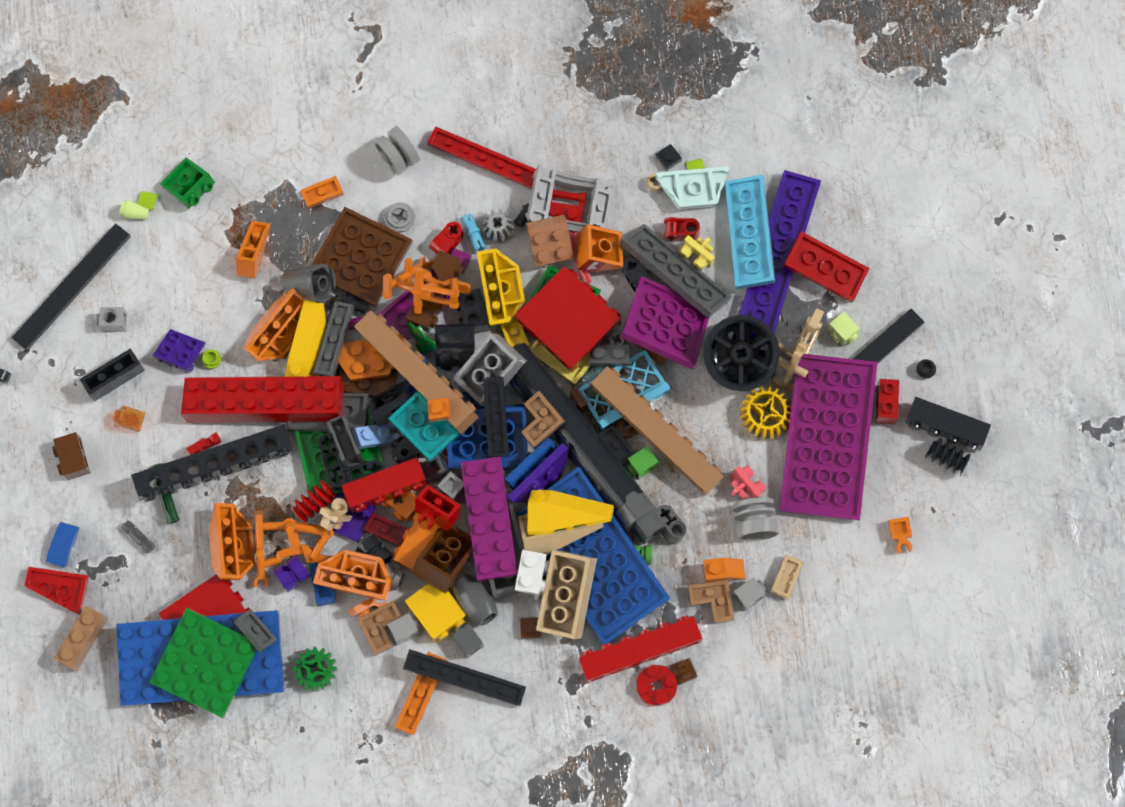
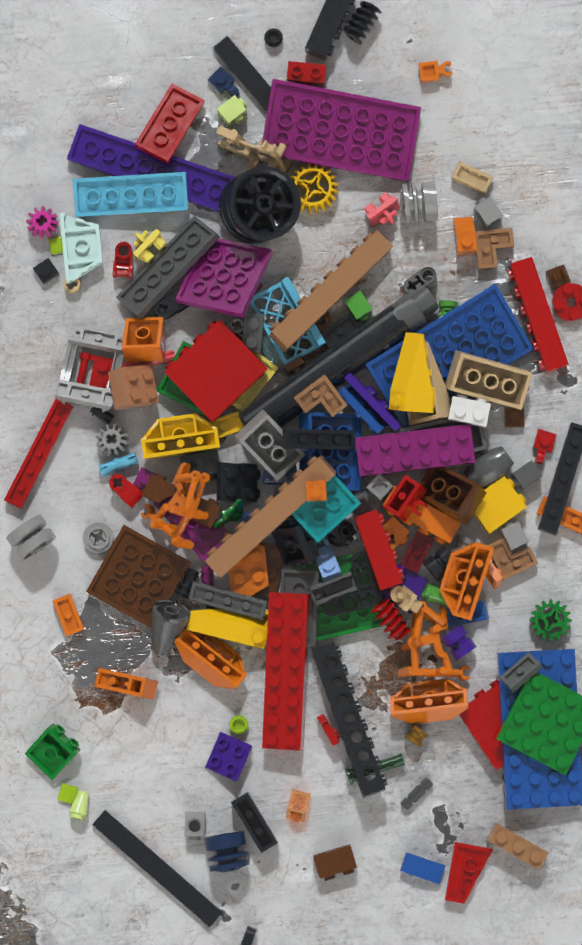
camera: 90 degrees left, 10 degrees up
(78, 349) = (226, 851): none -> dark blue wheel
(196, 533) = (416, 735): none -> pearl gold wheel
(343, 544) = (432, 594): none -> bright green cone
(504, 659) = (543, 443): none -> red plate
(717, 143) = (37, 217): none -> dark pink gear
(875, 319) = (223, 81): none -> dark blue plate

